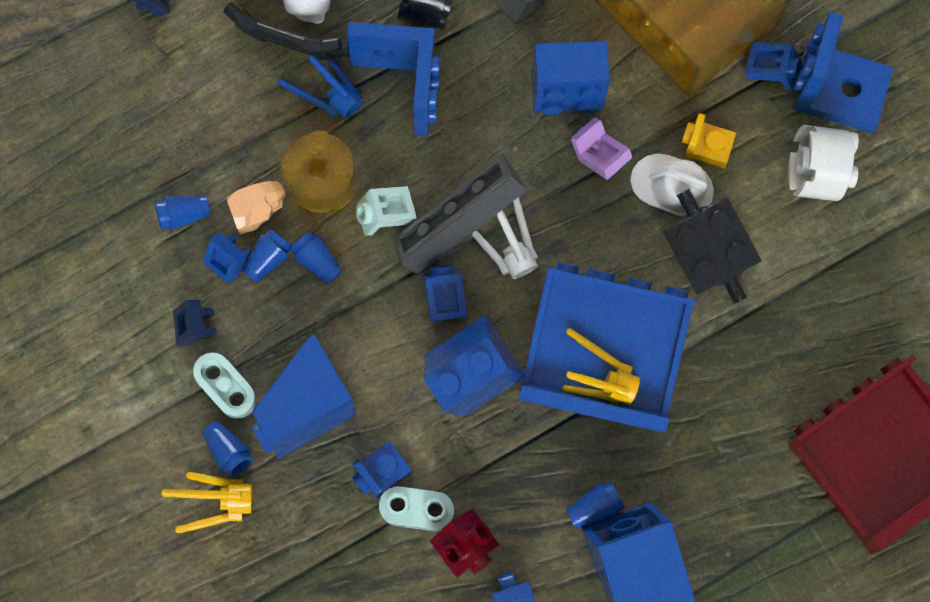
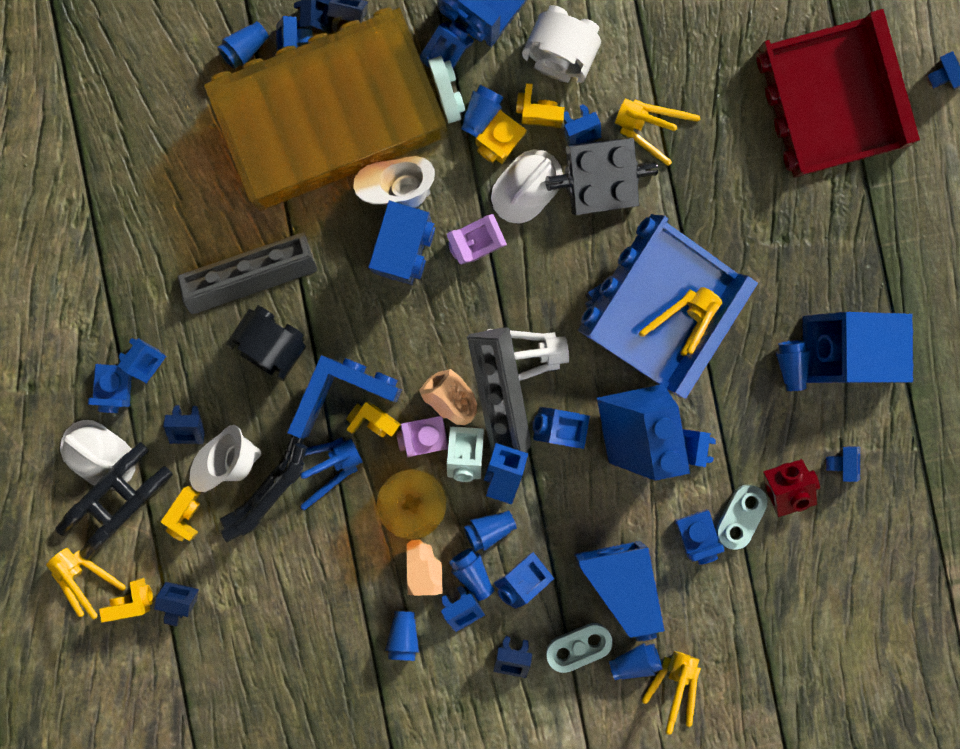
camera: 65 degrees left, 15 degrees up
(275, 307) = (523, 581): none -> blue bracket
(379, 249) = (505, 473): none -> blue brick
(387, 163) = (422, 436): none -> lavender bracket
(390, 112) = (379, 421): none -> yellow bracket
(435, 177) = (450, 397): none -> light nougat rock
(471, 429) = (697, 447): none -> blue tile
(627, 56) = (396, 180): none -> piece
(729, 115) = (481, 110): none -> blue cone
(744, 63) = (443, 76): none -> light aqua plate
(748, 171) = (541, 114): none -> yellow bracket
(752, 212) = (583, 129): none -> blue tile
(784, 261) = (635, 114): none -> yellow plant

